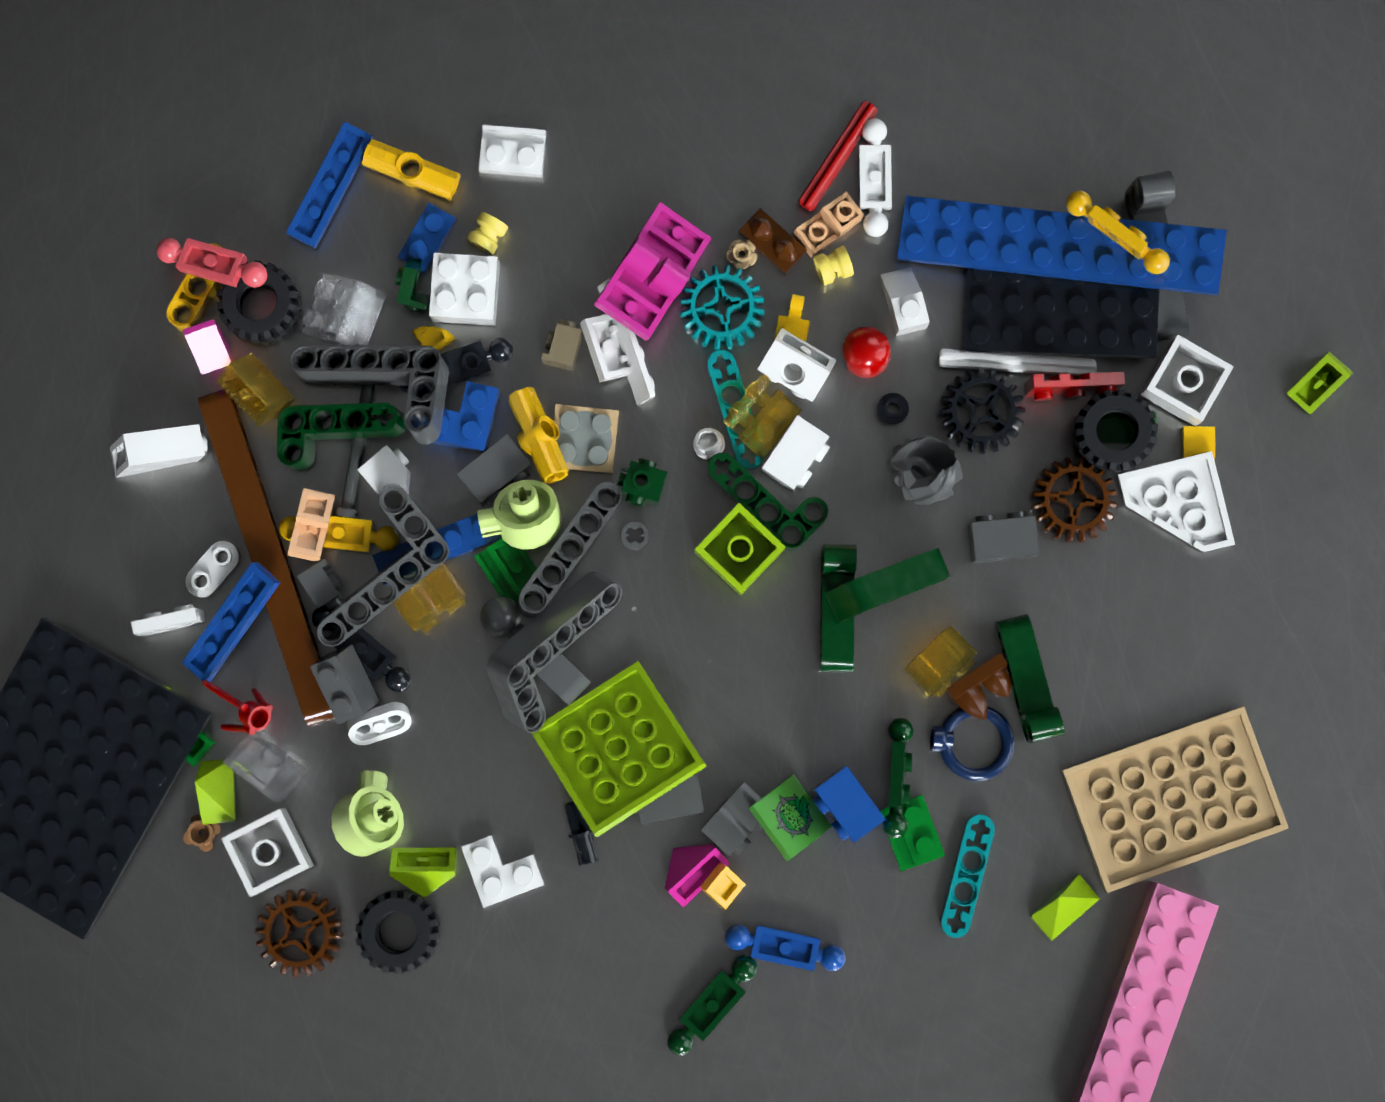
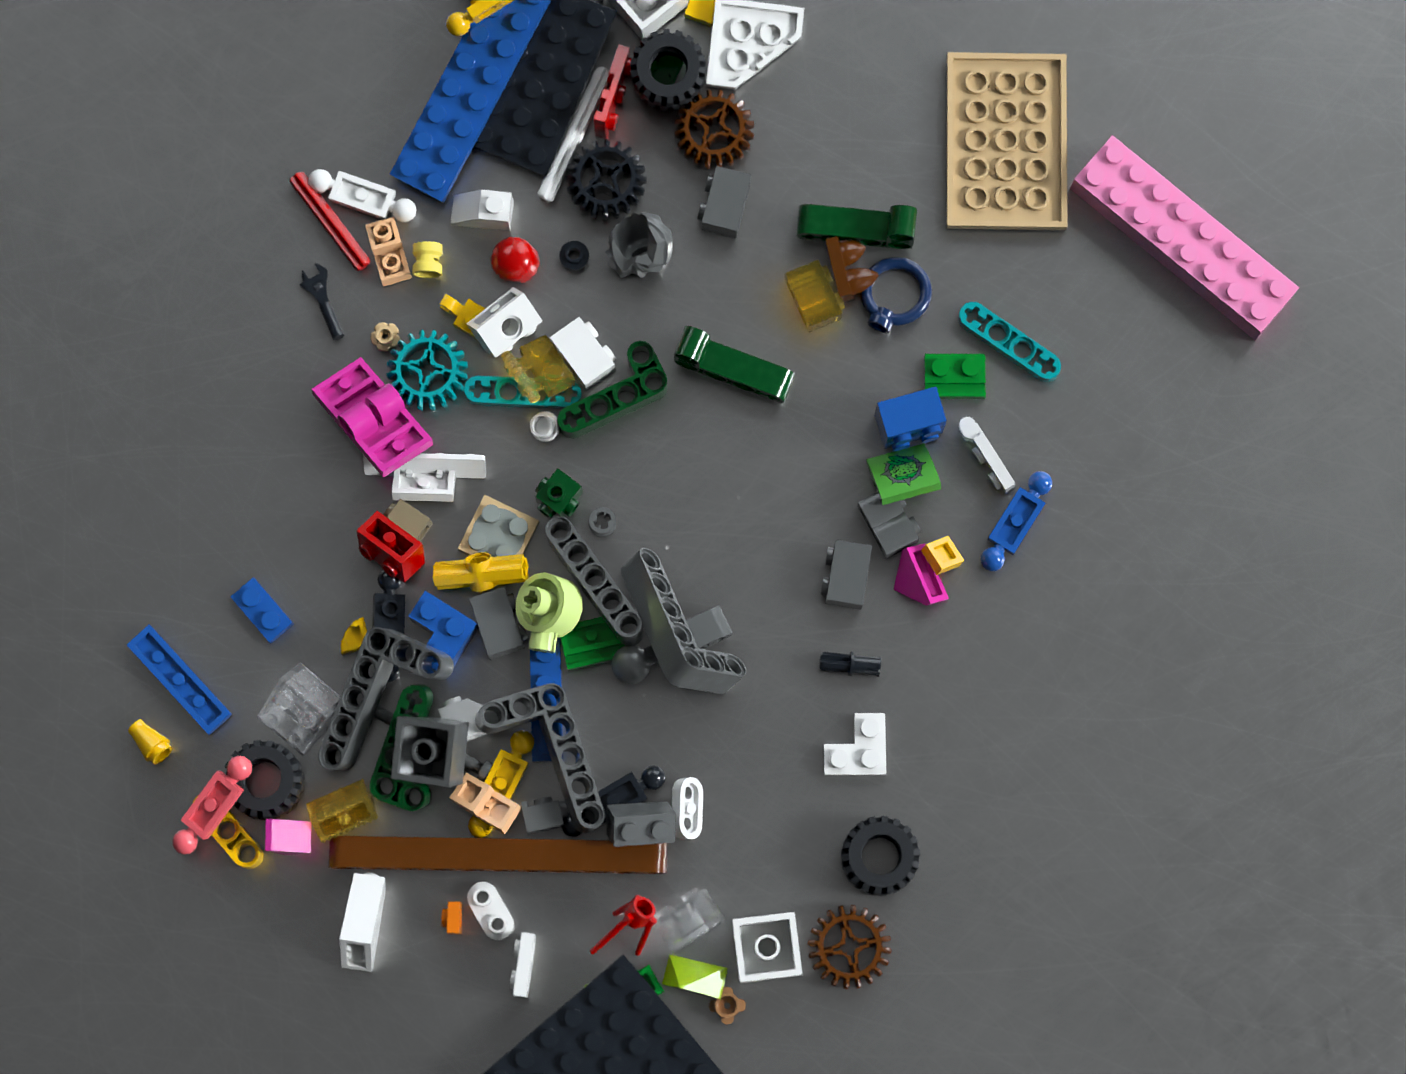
camera: 65 degrees left, 5 degrees down
(191, 535) = (452, 918): none -> orange plate
(231, 622) = (546, 907): blue plate -> none
(258, 181) = (150, 742): none -> yellow cone
(338, 452) = (430, 750): none -> dark grey slope
(368, 817) = (768, 845): yellowish green piece -> none
(393, 161) = (179, 615): yellow piece -> none
(408, 279) = (294, 638): dark green bracket -> none
(423, 868) = (831, 815): lime slope -> none
(430, 599) = (592, 721): clear yellow brick -> none
(464, 289) = (323, 591): white brick -> none
(485, 236) = (279, 554): light yellow wheel -> none
(512, 151) = (212, 505): white plate -> none
(530, 338) = (390, 547): none -> red brick
(618, 749) = (788, 601): lime plate -> none
(712, 1005) = (1044, 603): dark green plate -> none
(739, 549) = (650, 431): lime brick -> none
(767, 169) = (318, 288): none -> black piece
(772, 241) = (384, 305): reddish brown tile -> none
(842, 892) = (985, 453): none -> white hinge
(887, 585) = (730, 314): dark green beam -> none
(896, 824) = (863, 352): dark green plate -> none
(1064, 907) = (1066, 269): lime slope -> none

